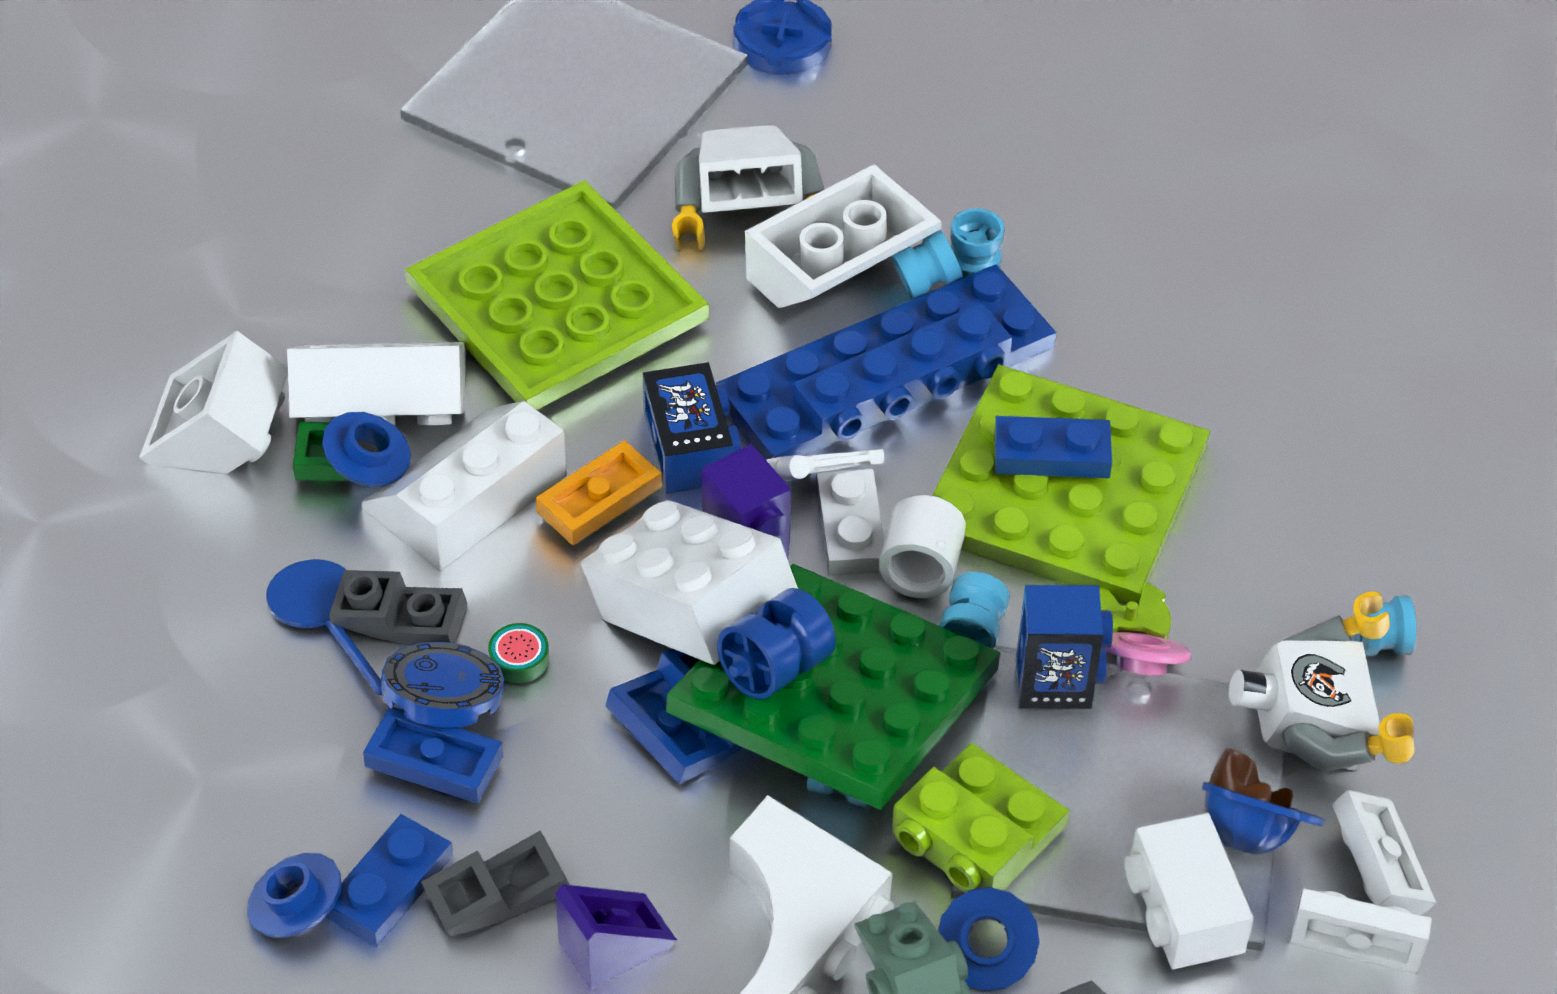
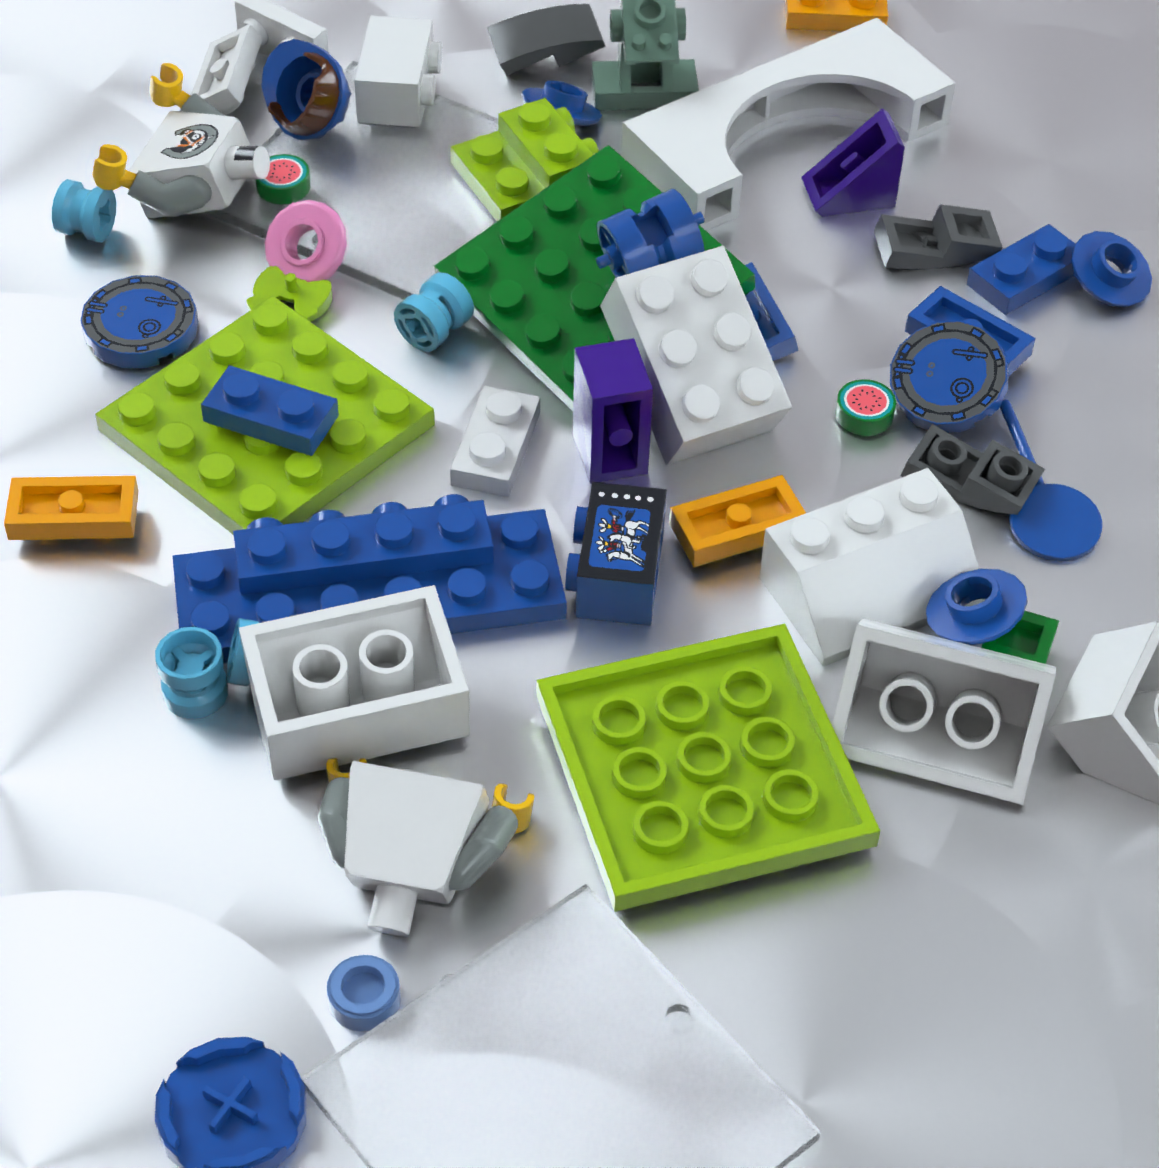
camera: 160 degrees left, 0 degrees up
(734, 107) = (363, 992): none -> medium blue tile
(800, 466) = (545, 480): white piece -> none
(922, 546) = (451, 363): white piece -> none
(1061, 646) = (392, 213): brick -> none
(1164, 347) = (71, 507): none -> light orange plate
(1220, 725) = (286, 181): none -> tile
(1247, 543) = (139, 321): none -> tile

